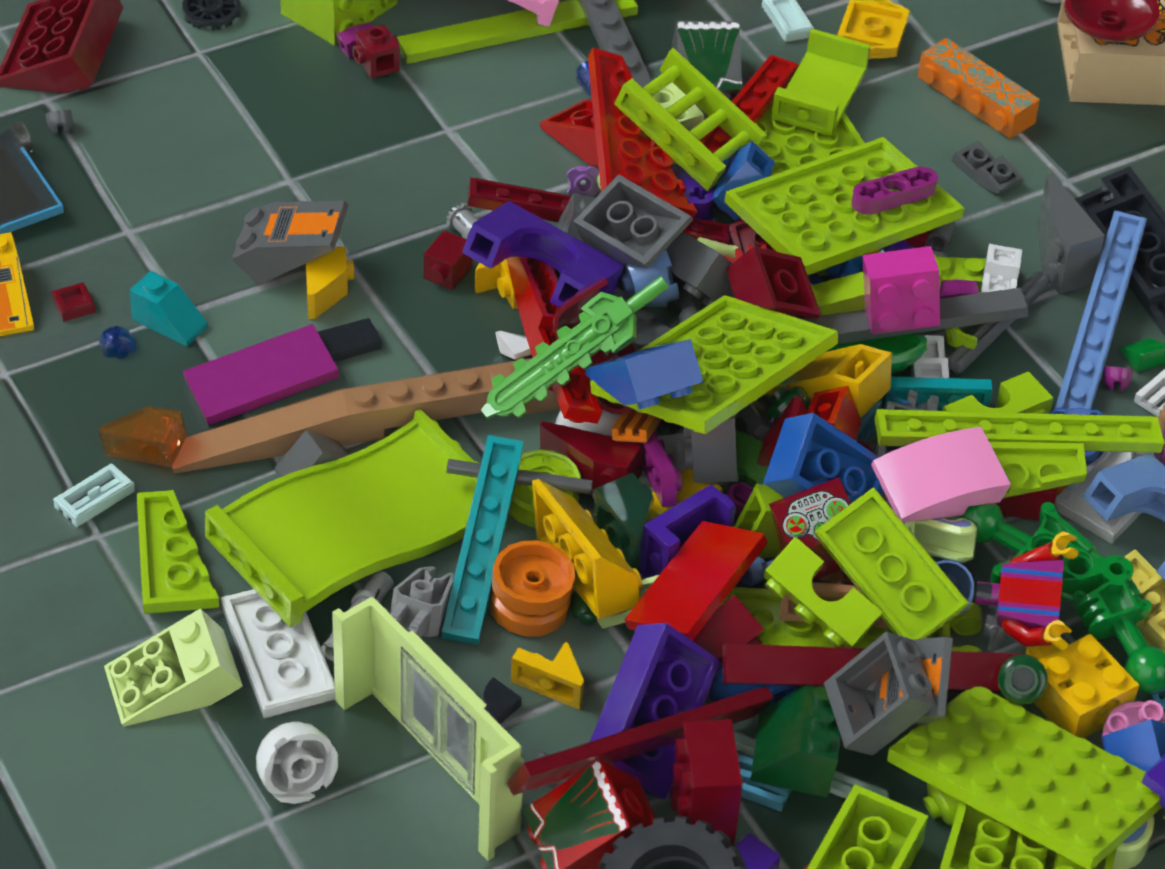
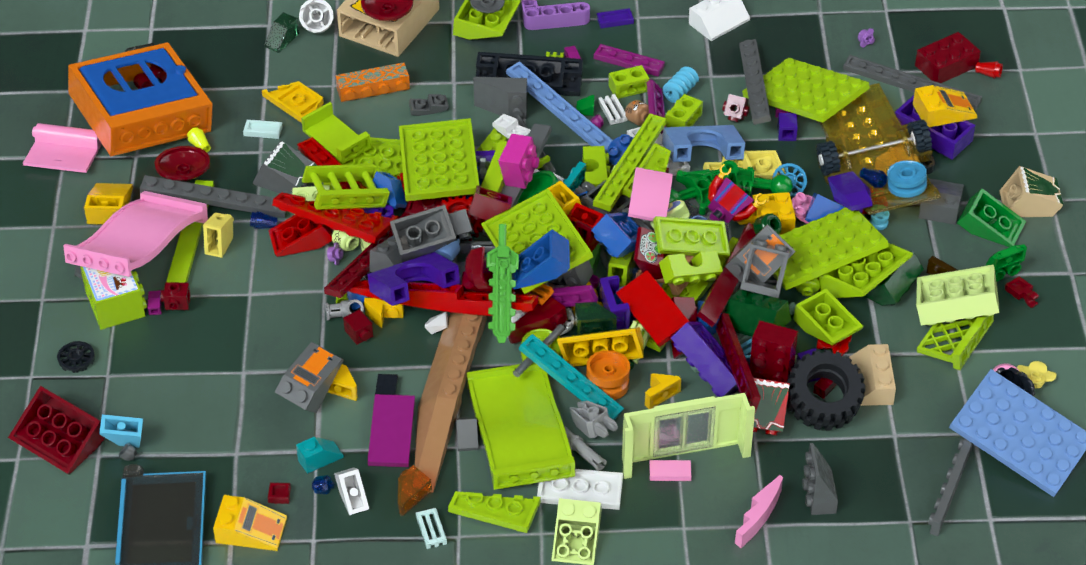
camera: 60 degrees left, 0 degrees up
(81, 91) = (122, 429): none -> medium azure slope
(112, 371) = (352, 490): none -> white slope
(296, 762) = (662, 500): white cylinder -> none
(383, 754) = (670, 470): none -> bright pink tile
(529, 44) = (218, 228): none -> light yellow torso
(875, 197) = (450, 130): magenta beam -> none

